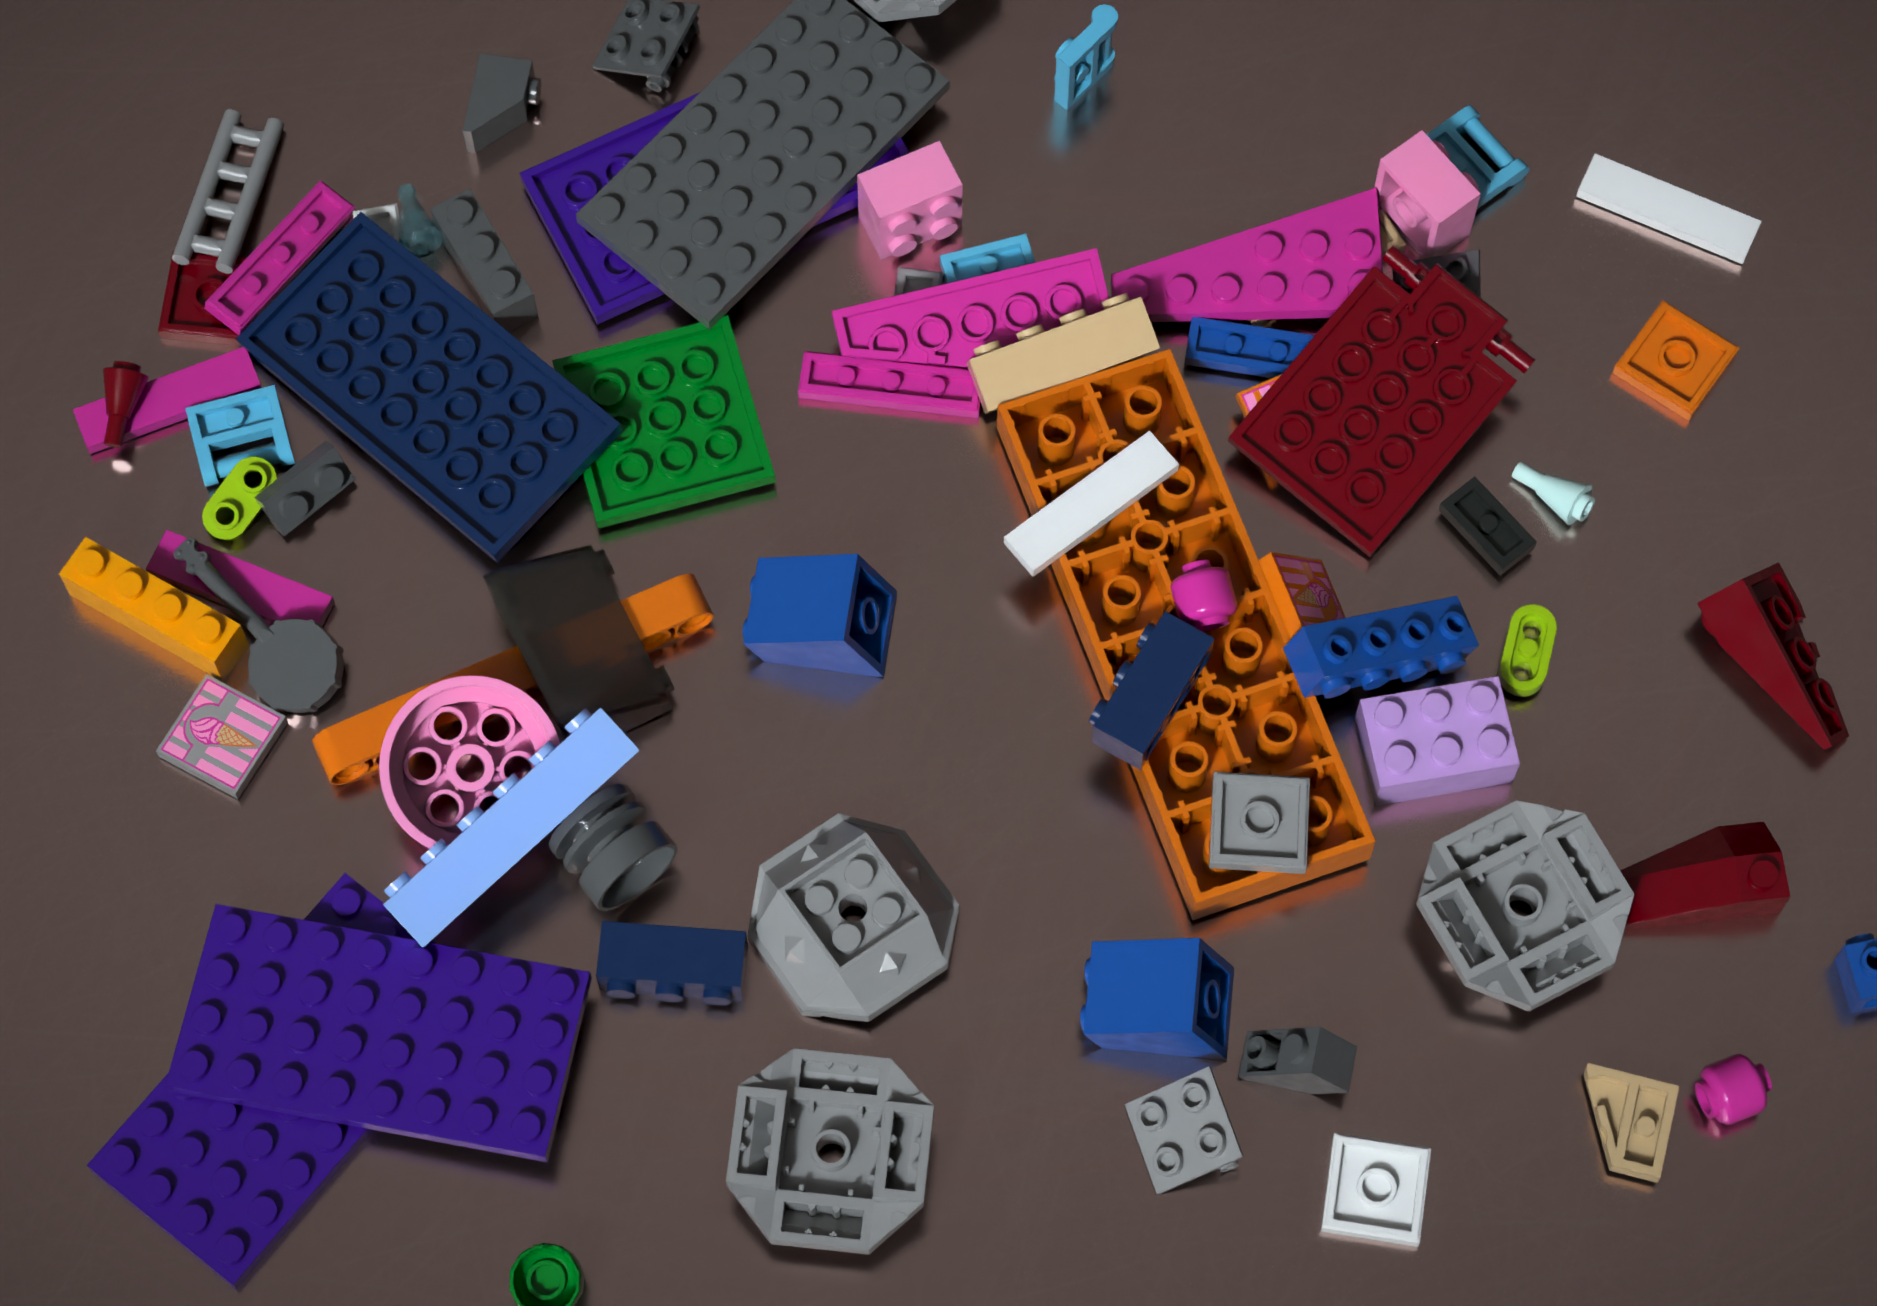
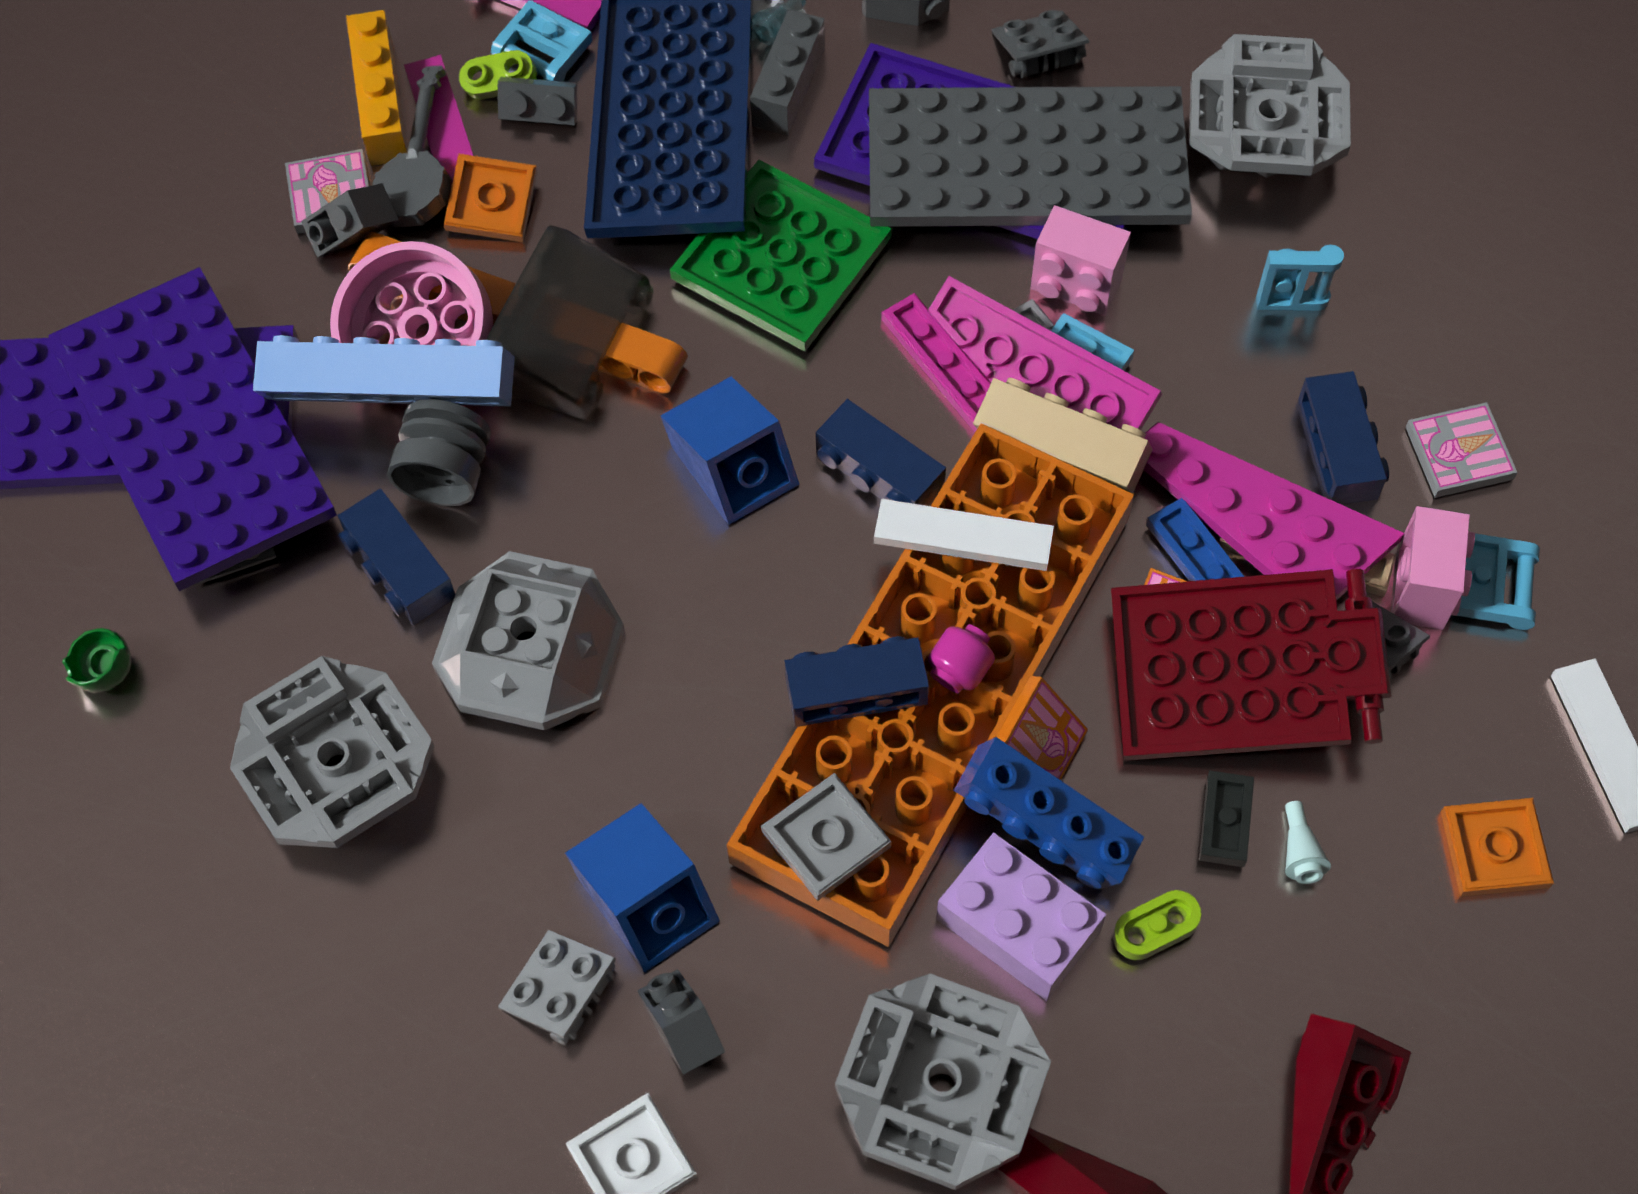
camera: 50 degrees right, 5 degrees down
(285, 741) = (349, 219): none -> dark grey slope
(370, 607) = (490, 197): none -> orange tile
(942, 511) = (878, 457): none -> dark blue brick
(1249, 155) = (1343, 438): none -> dark blue brick
(1335, 81) = (1461, 450): none -> tile

